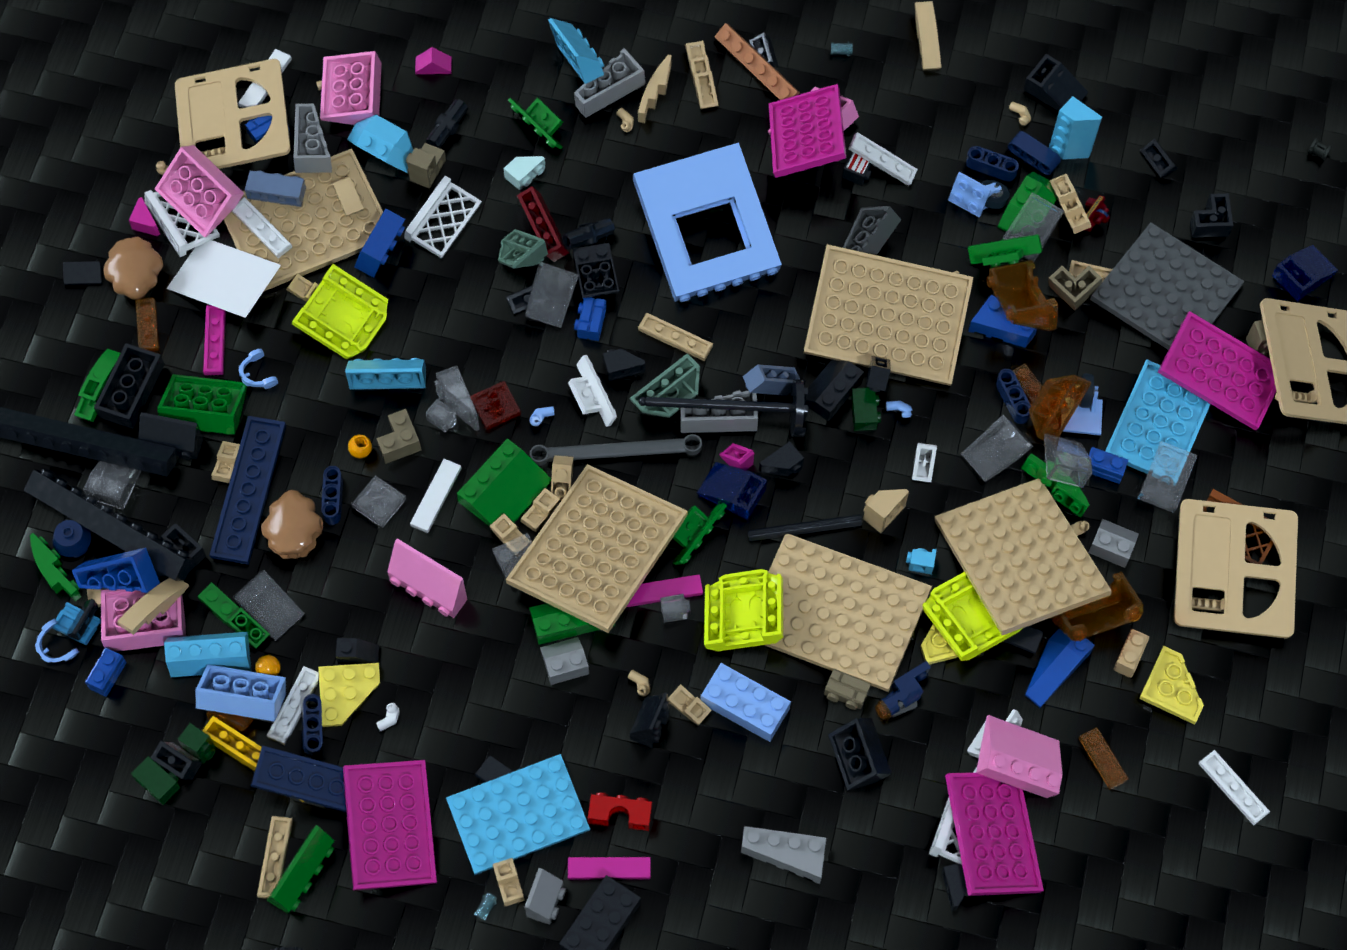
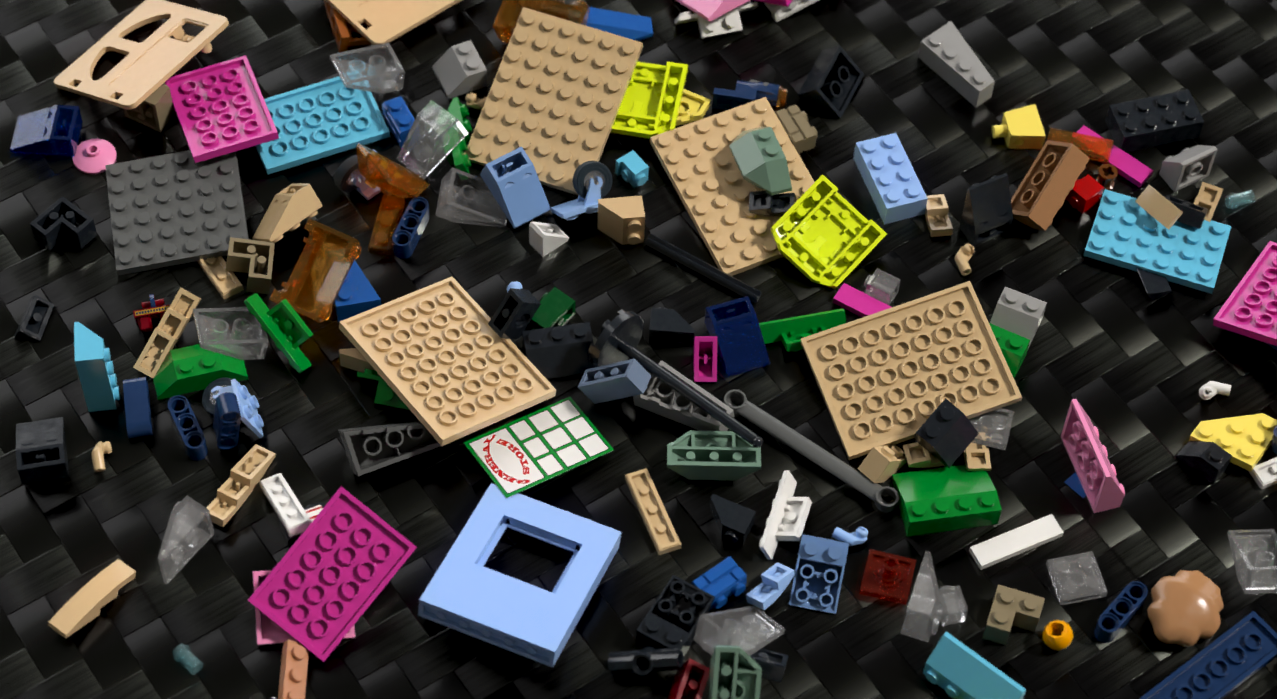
camera: 140 degrees left, 10 degrees down
(516, 850) = (1192, 214): none -> black slope
(530, 825) = (1159, 207): none -> tan slope
(535, 515) = (946, 433): none -> black slope
(539, 375) = (819, 574): none -> medium blue slope
(559, 341) = (773, 584): none -> light blue slope
(600, 834) = (1103, 175): none -> reddish brown bush
(628, 779) = (1047, 184): none -> medium nougat slope
(637, 852) = (1094, 147): none -> clear orange plate
(691, 831) = (1021, 128): none -> light yellow torso
(778, 316) = (538, 446): none -> white sticker
(802, 603) = (770, 205): none -> black slope
(839, 620) = (762, 160): none -> sand green wedge
(918, 97) = (185, 535): none -> clear slope
(925, 158) = (240, 484): none -> tan slope
(928, 501) = (591, 182): none -> plate
(969, 166) = (226, 420): none -> dark blue beam
(978, 472) = (516, 187): none -> medium blue slope
(1094, 335) = (287, 211): none -> tan slope
(1256, 292) = (95, 162): none -> bright pink dish

